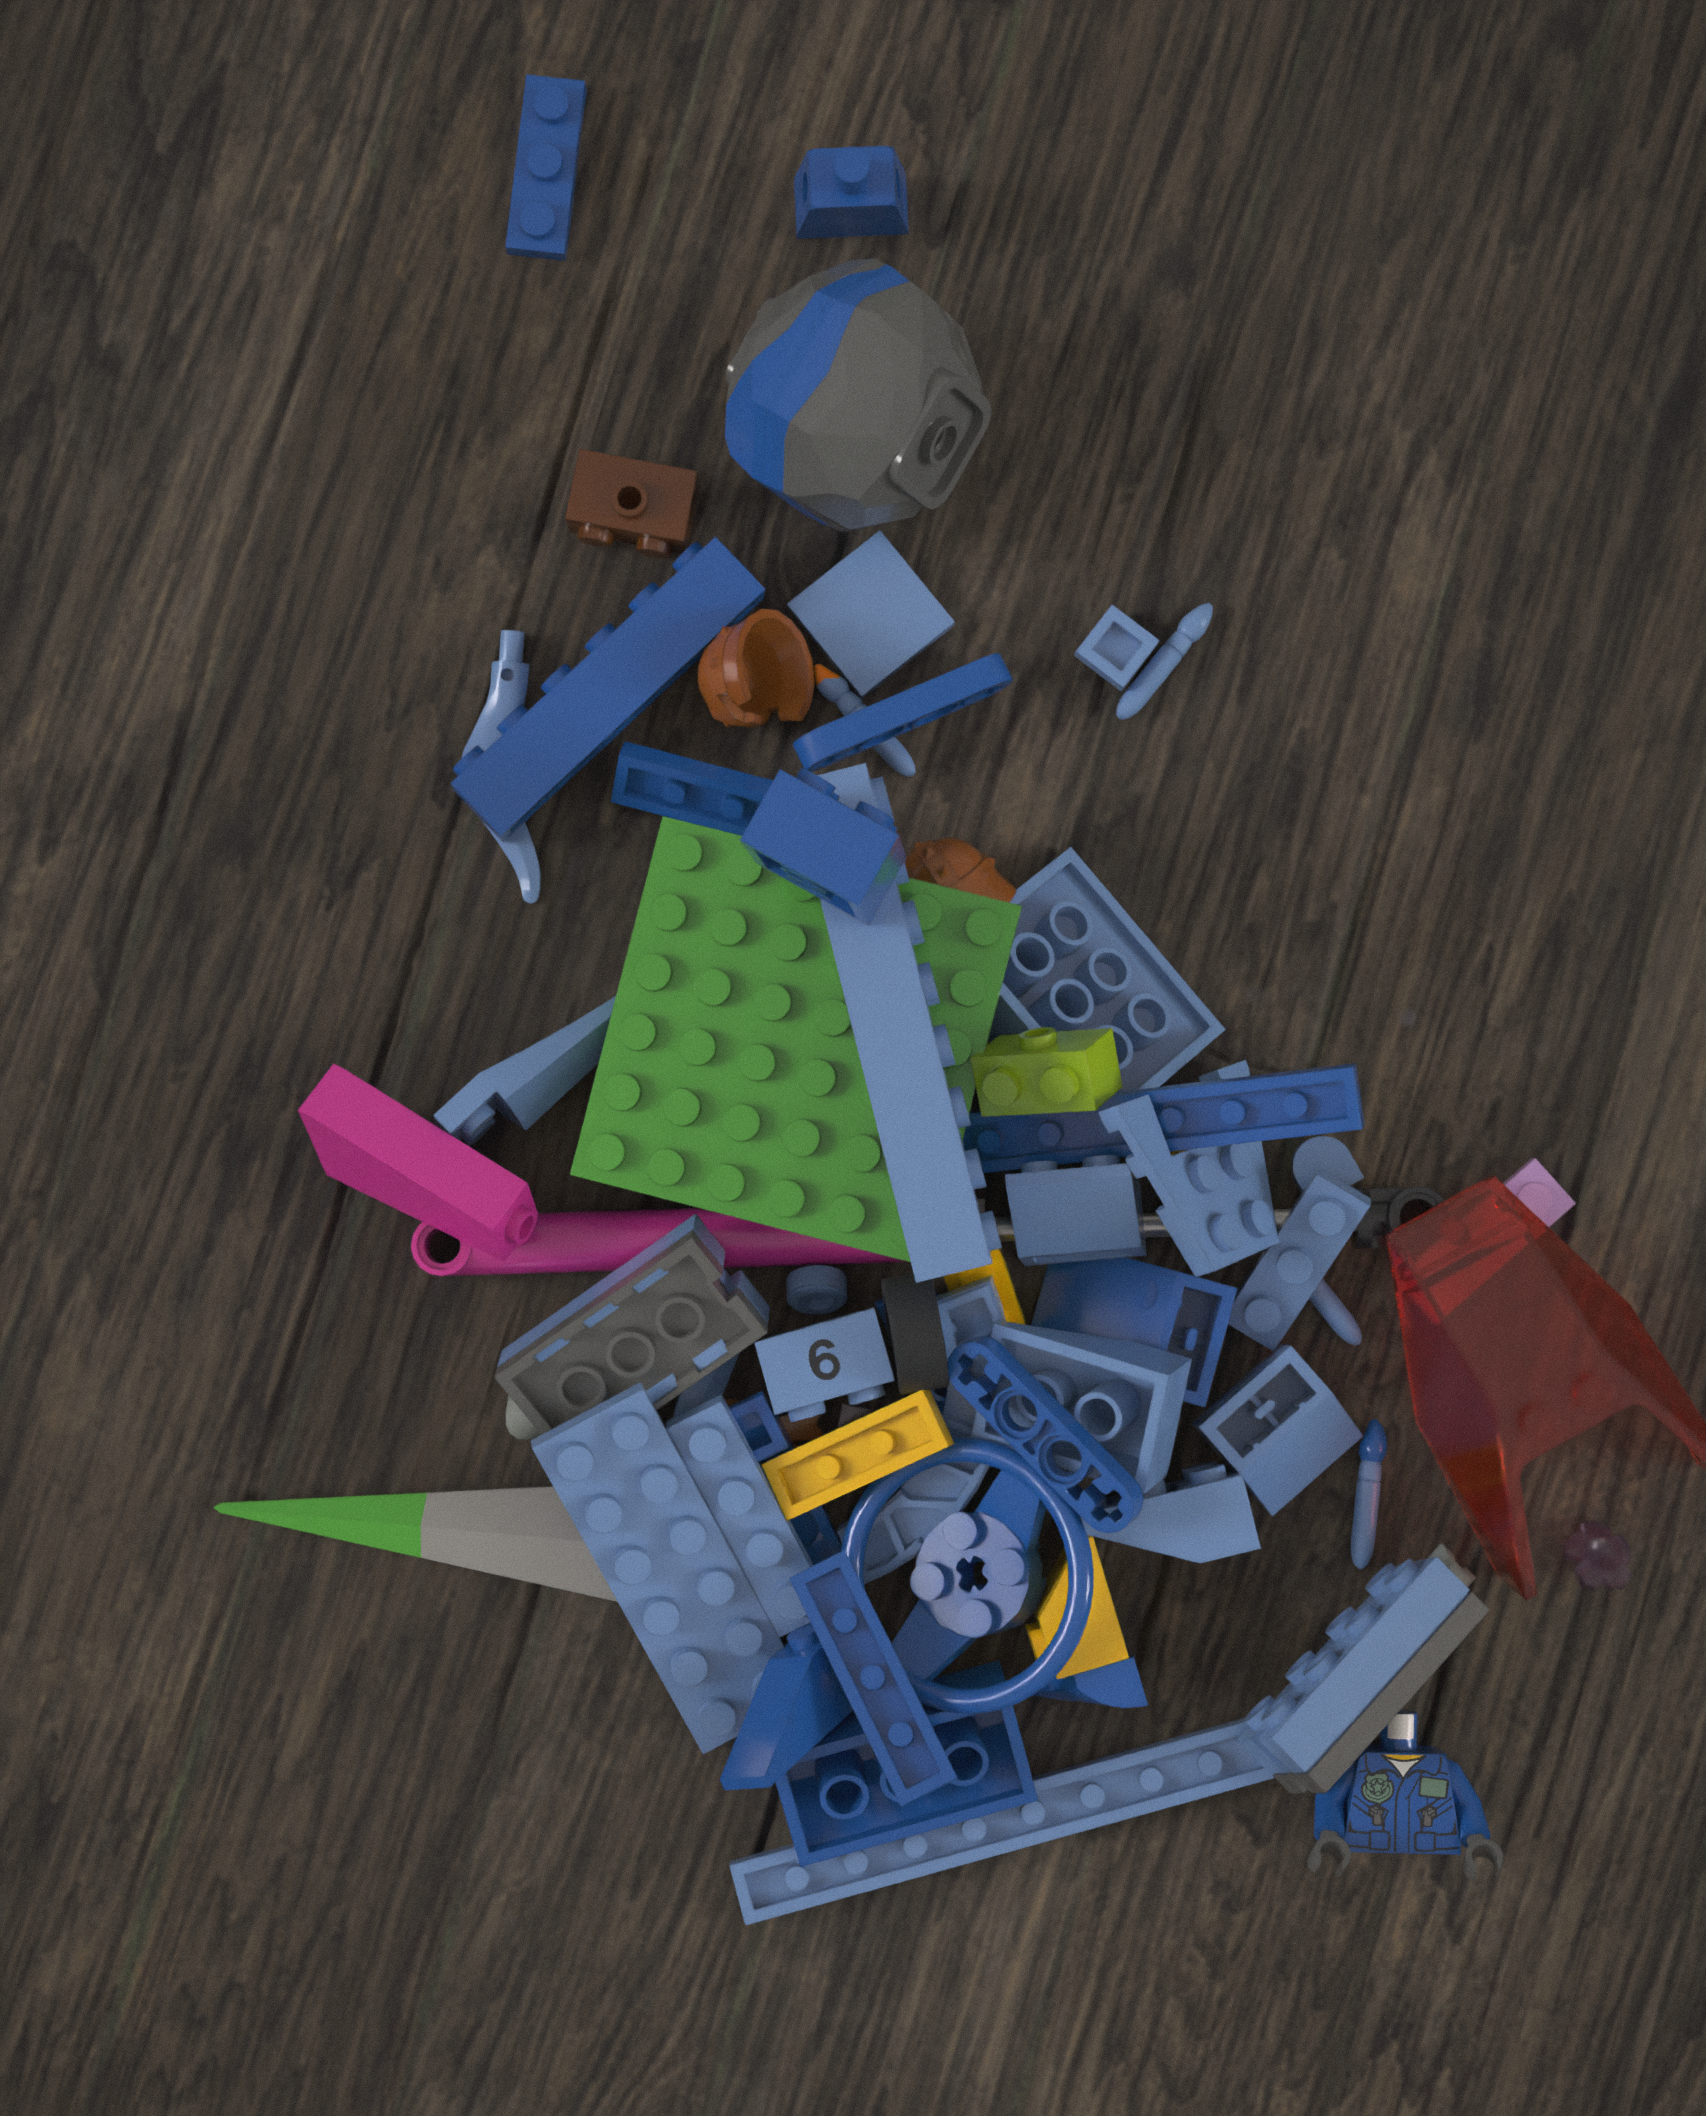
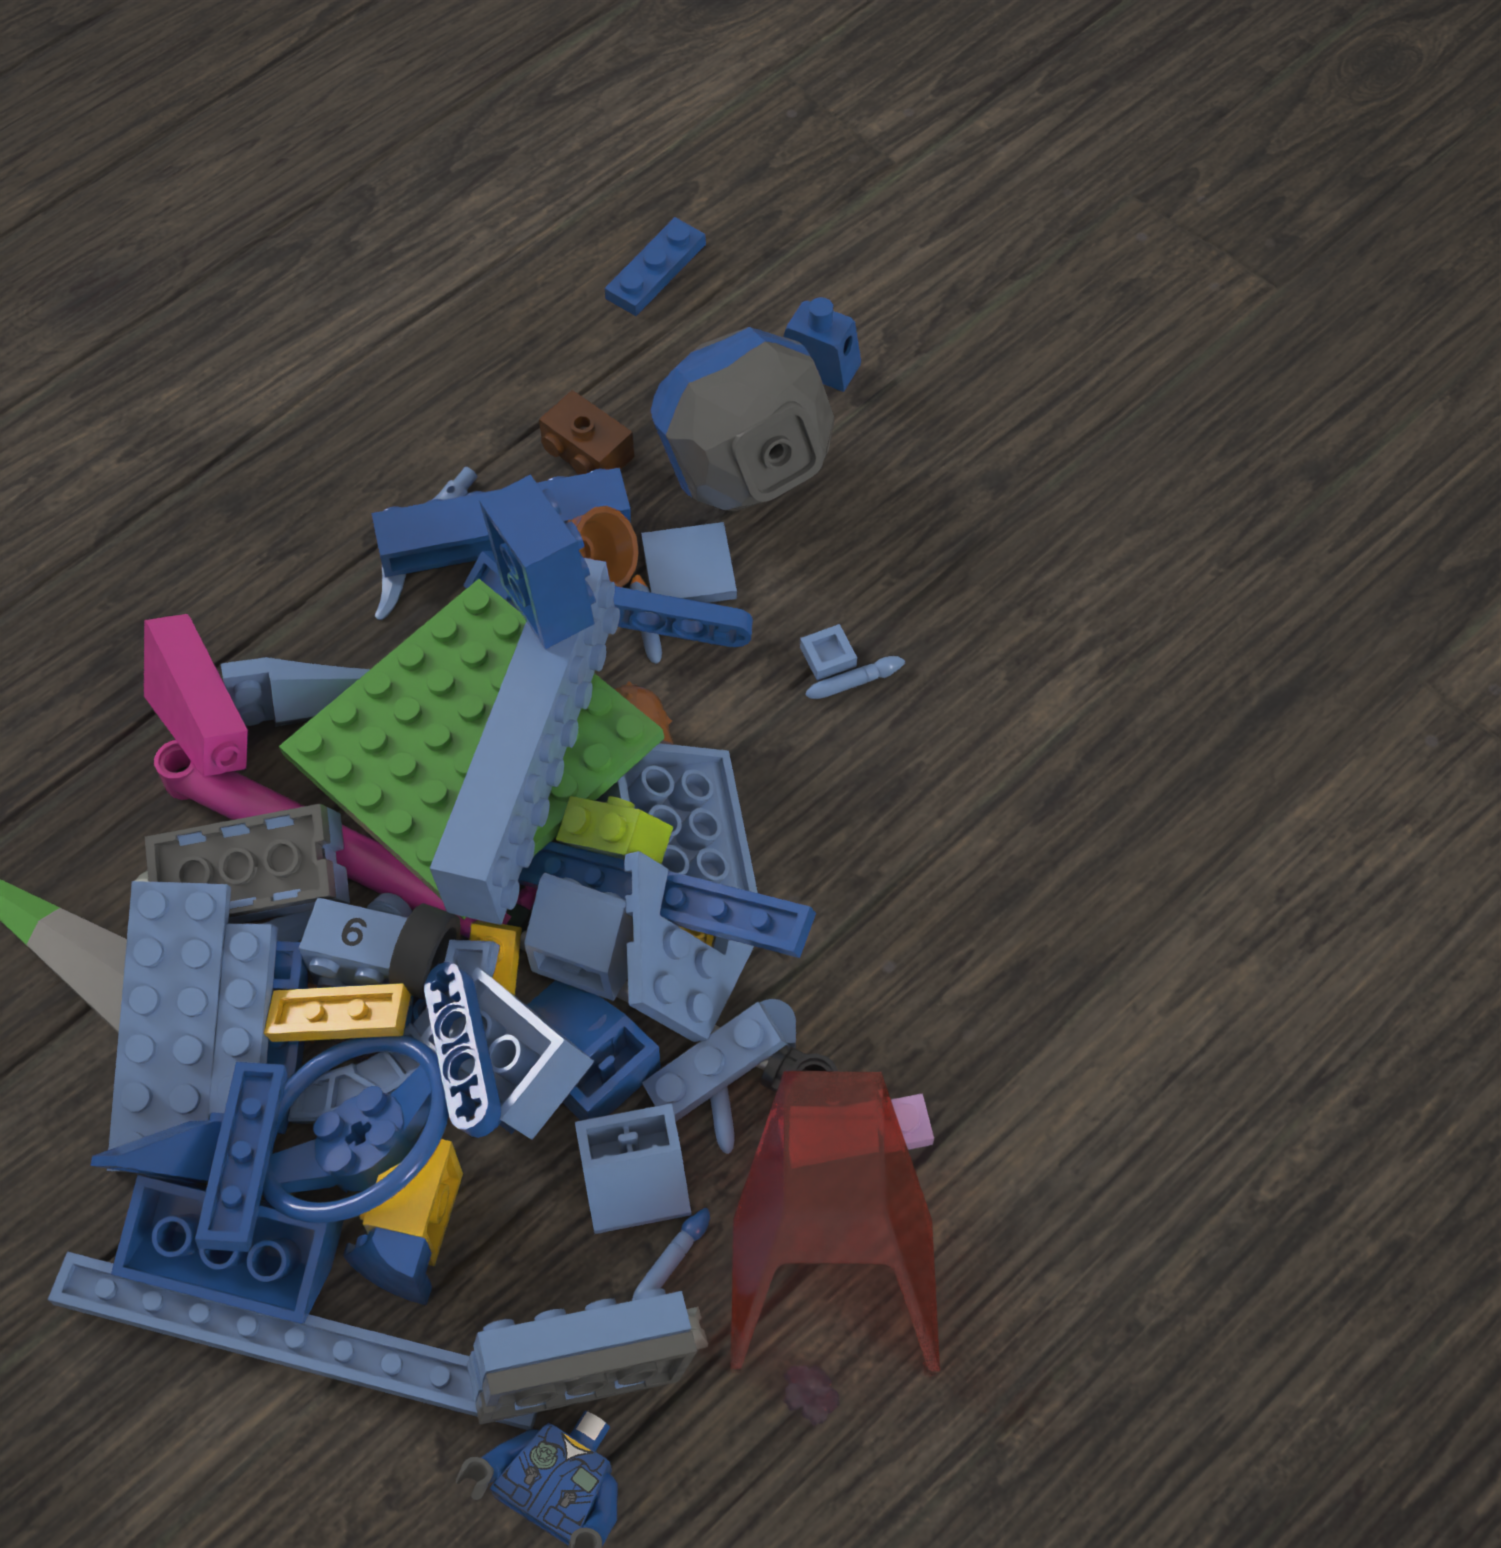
camera: 35 degrees right, 25 degrees down
(1192, 1517) = (528, 1183): medium blue slope -> none

